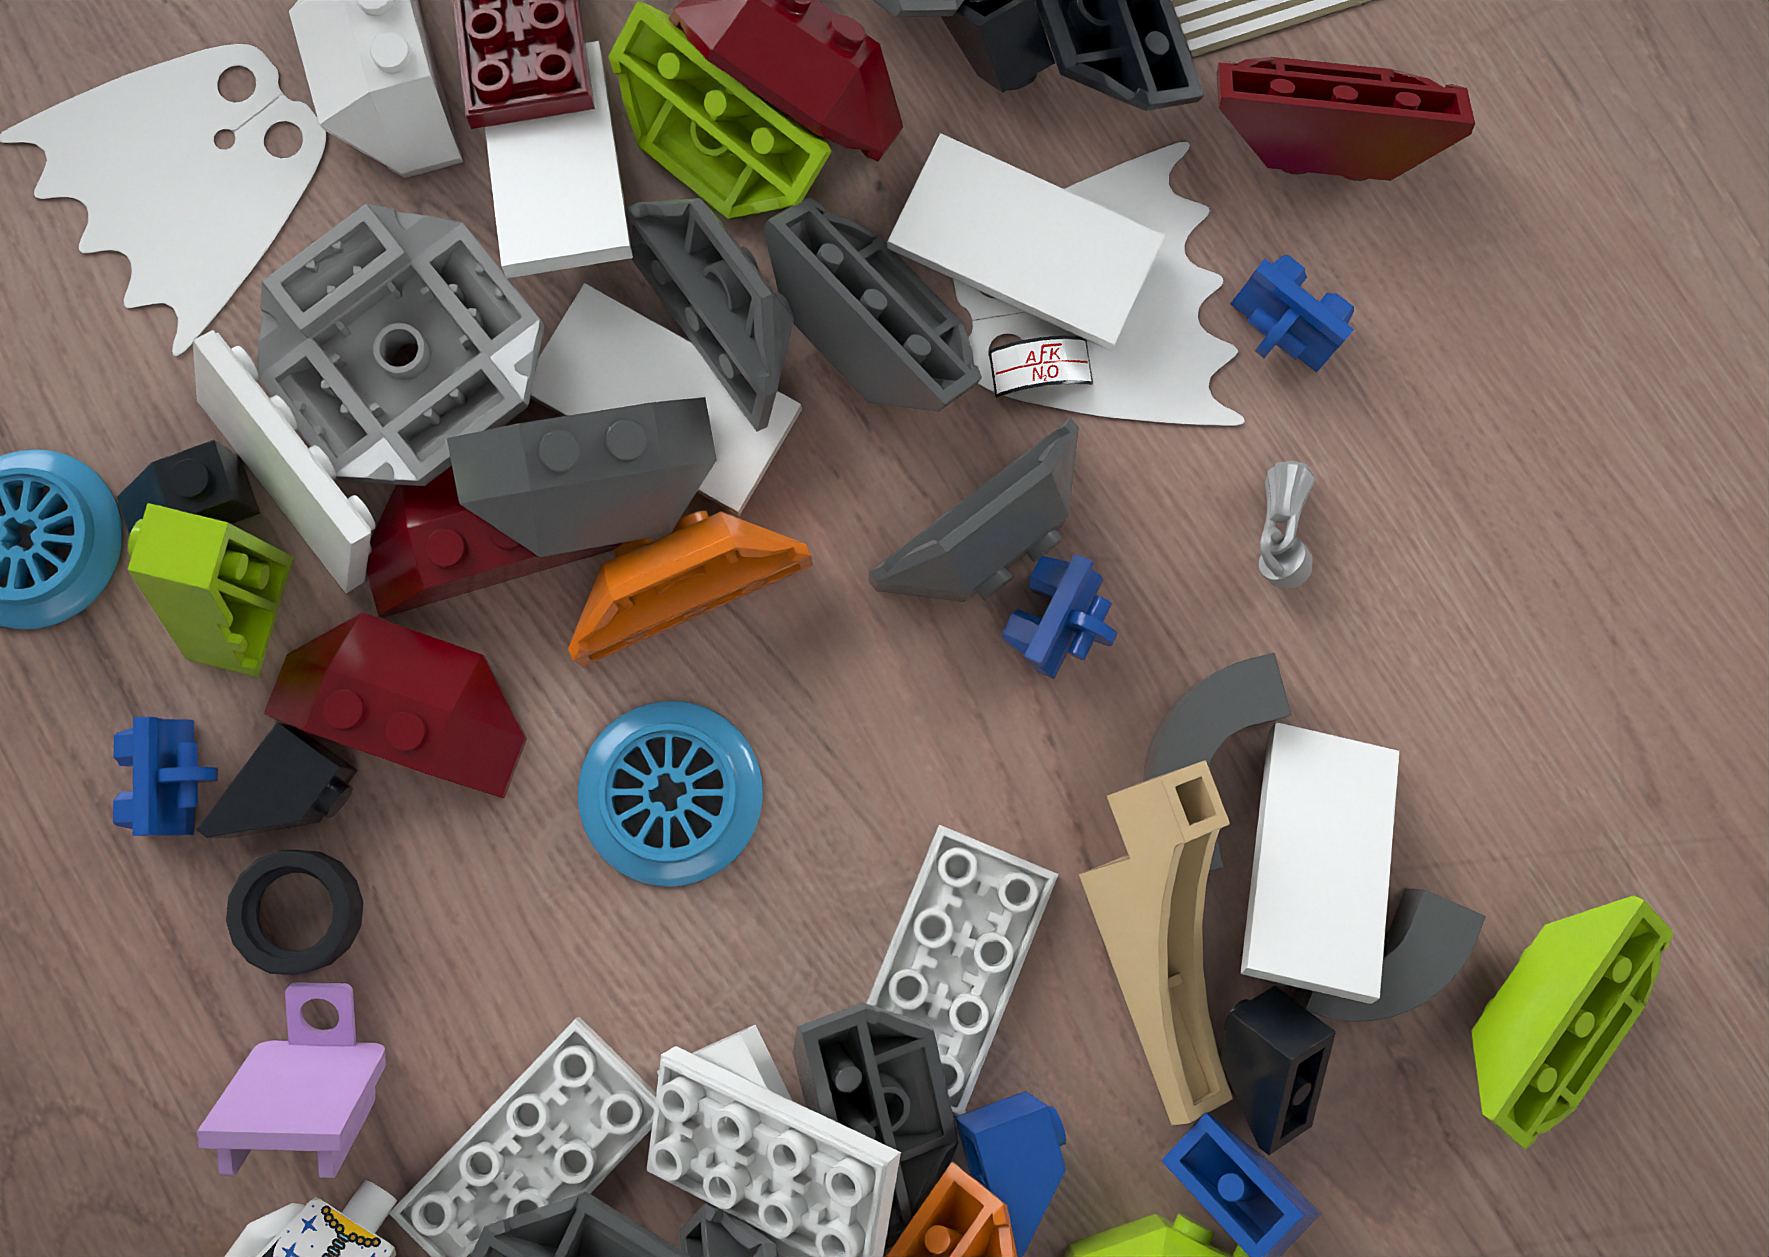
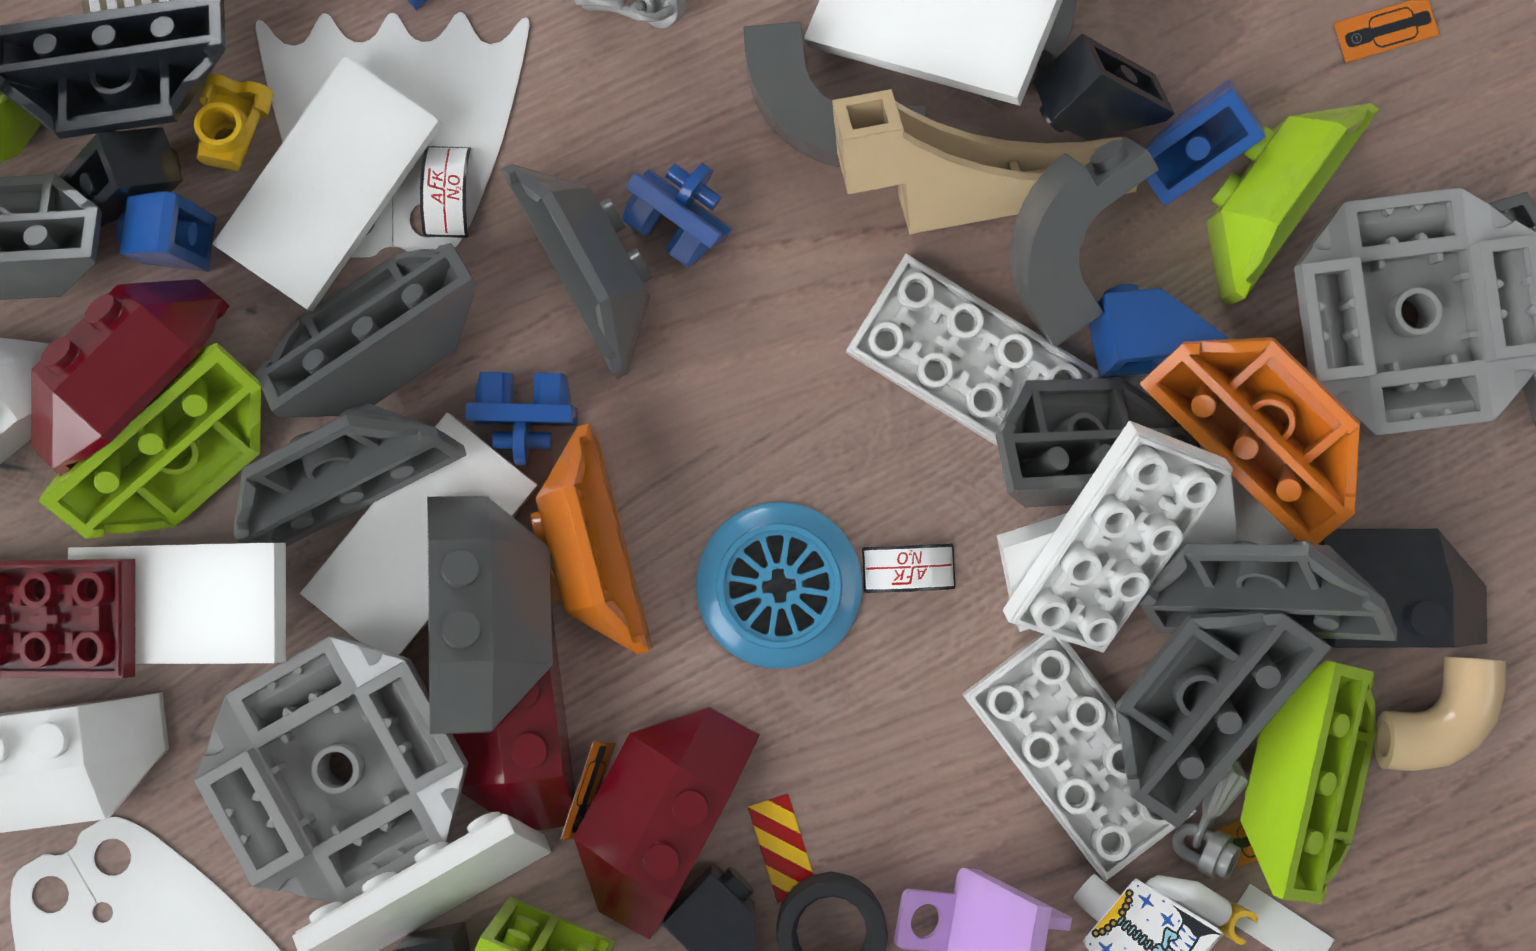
camera: 75 degrees left, 5 degrees up
(386, 840) = (780, 844): none -> sticker
(421, 620) = (588, 786): none -> orange sticker
(709, 935) = (908, 568): none -> white sticker
(817, 454) = (496, 407): none -> blue hips
(944, 85) = (166, 231): none -> blue slope
(1085, 129) = (229, 119): none -> yellow plate
(1114, 1035) = (1053, 227): none -> dark grey arch

